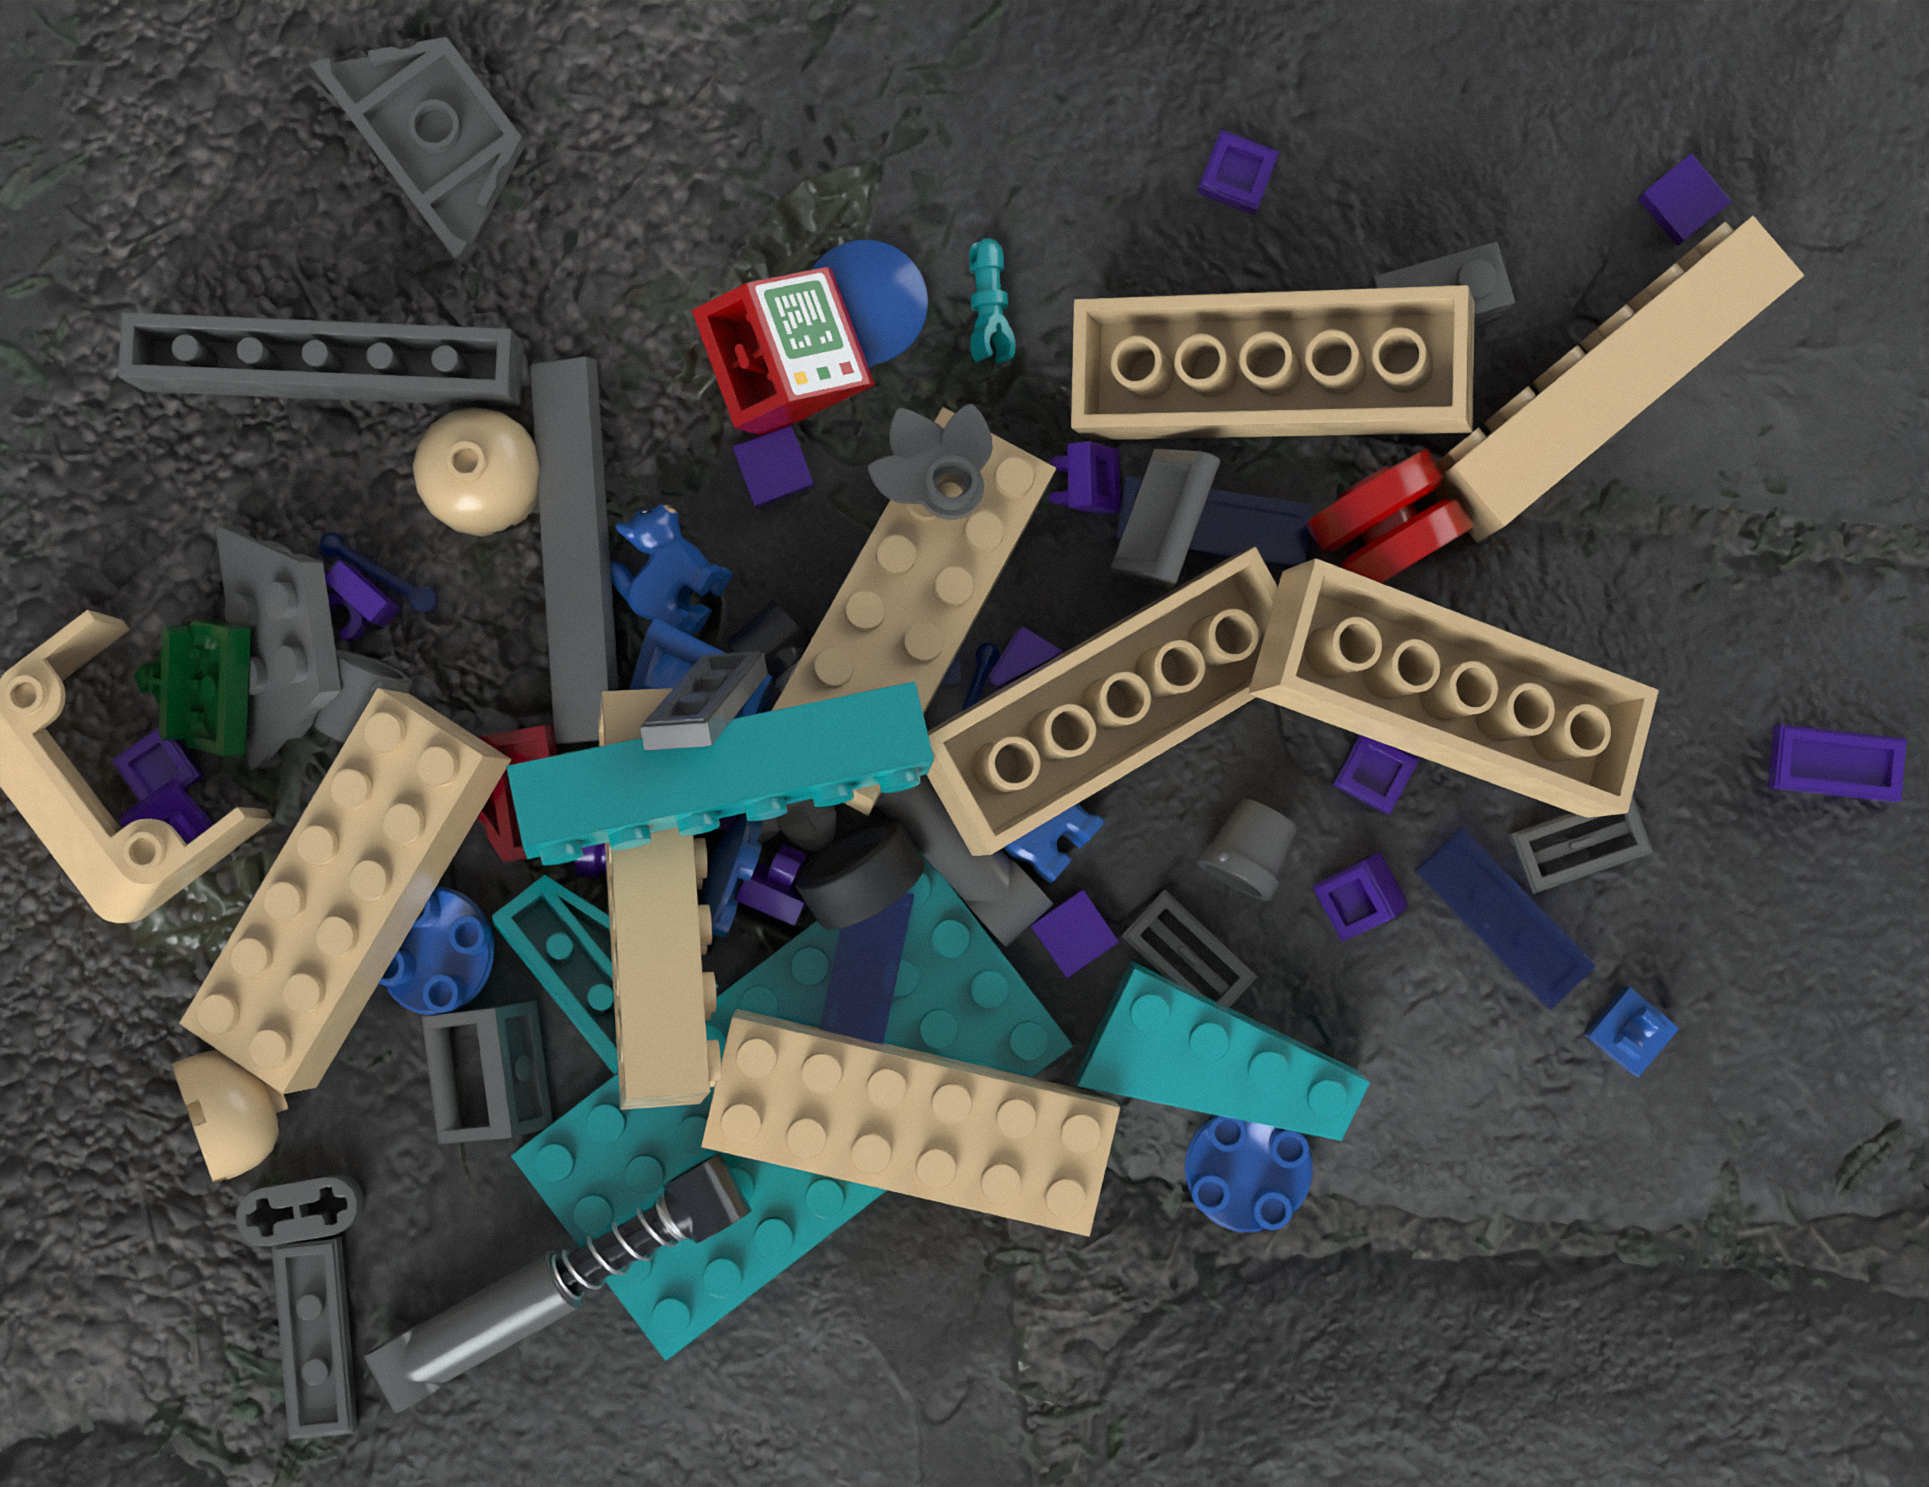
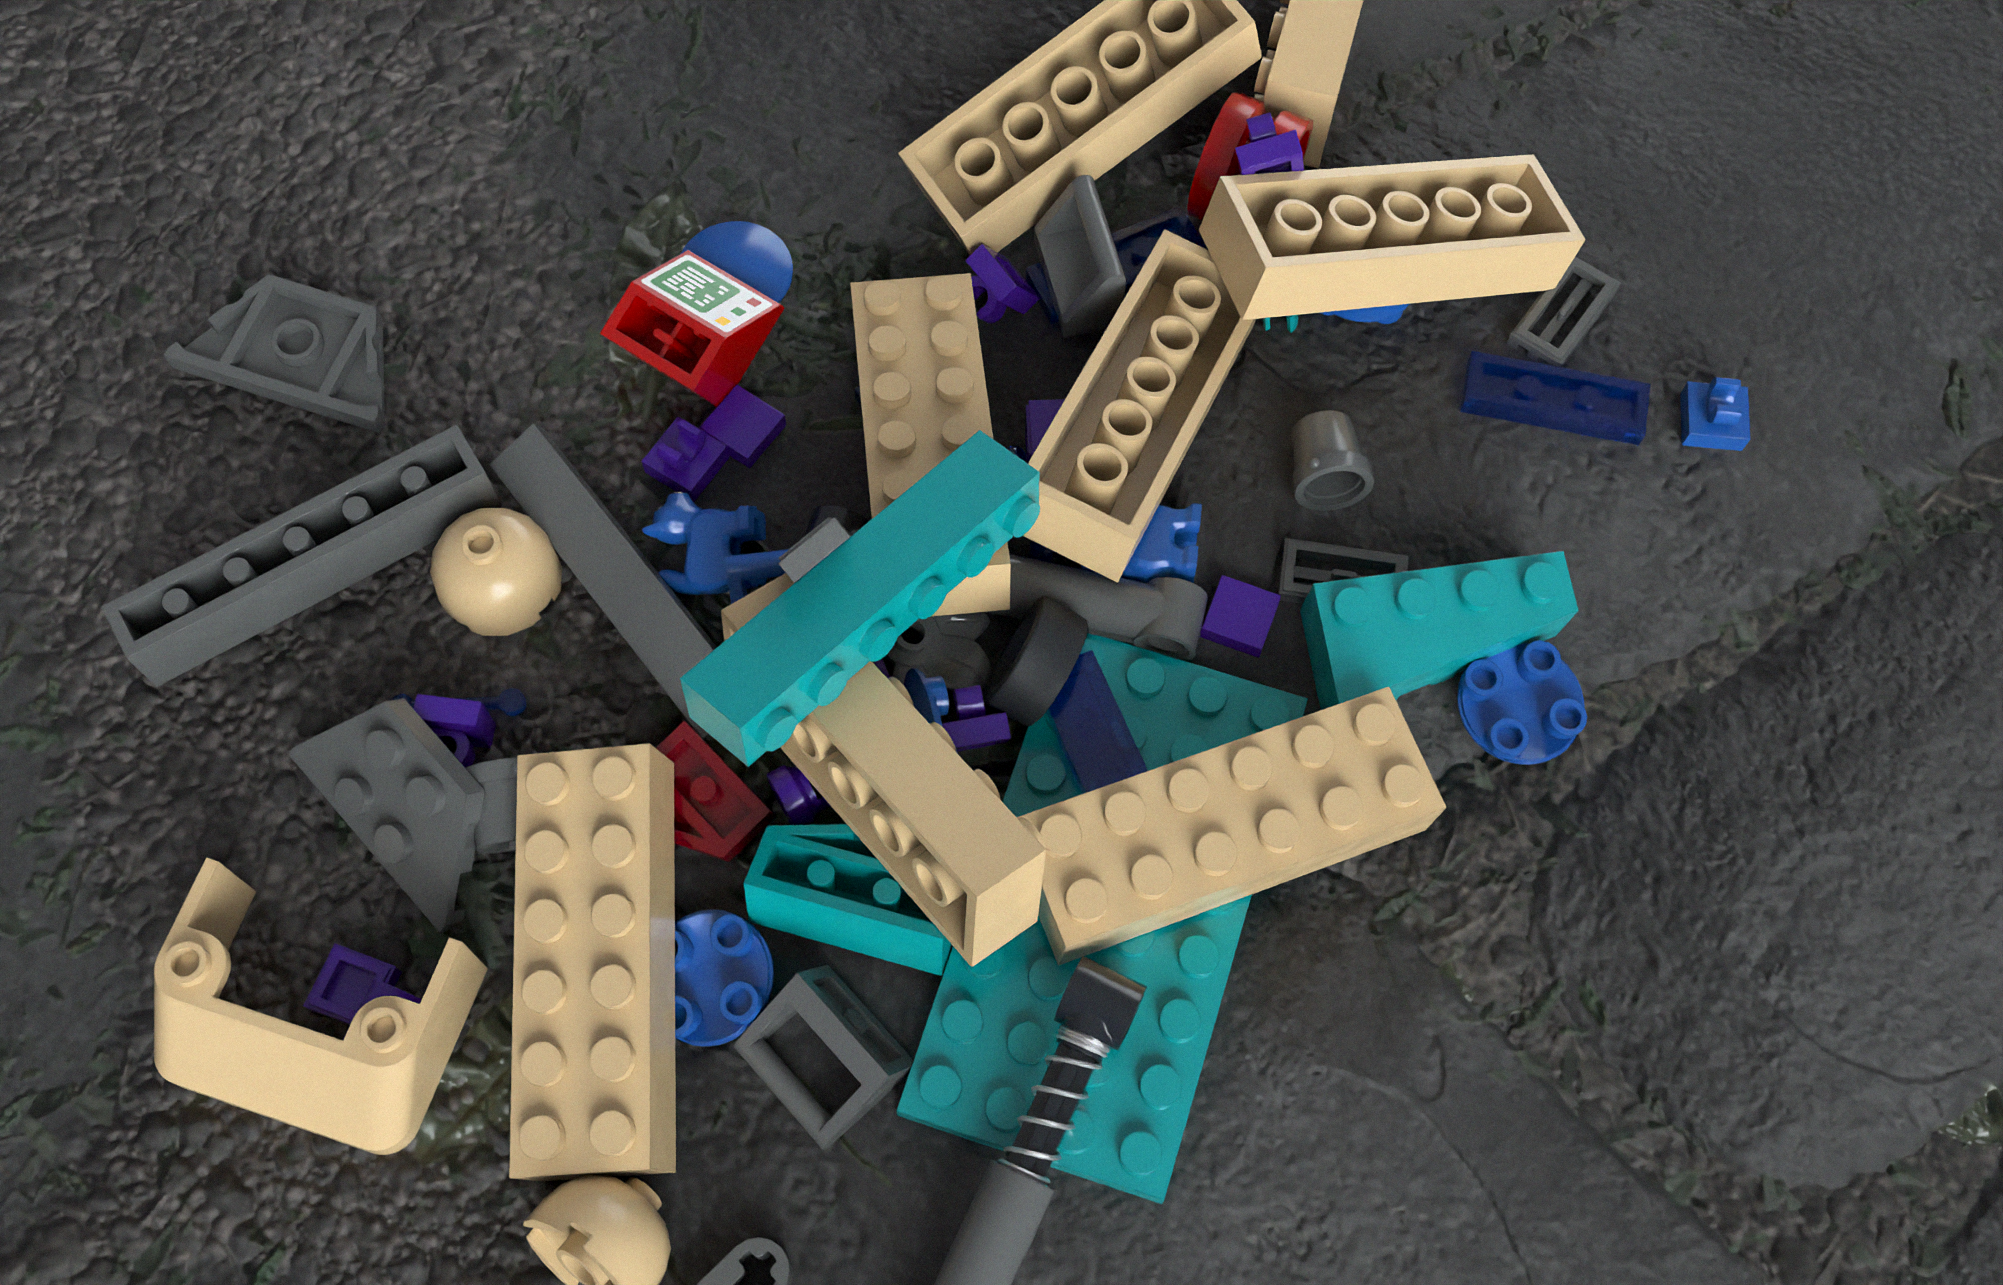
camera: 30 degrees left, 20 degrees down
(202, 685) = (352, 881): dark green slope -> none
(704, 466) = (685, 458): none -> dark purple tile
(932, 455) = (881, 309): dark grey plate -> none
(987, 262) = (833, 217): teal piece -> none
(1237, 172) = (954, 35): dark purple tile -> none
(1361, 896) = (1435, 452): dark purple slope -> none
(1375, 773) = (1374, 357): dark purple tile -> none
(1381, 559) = (1268, 150): none -> dark purple tile
(1837, 763) = (1693, 151): dark purple tile -> none

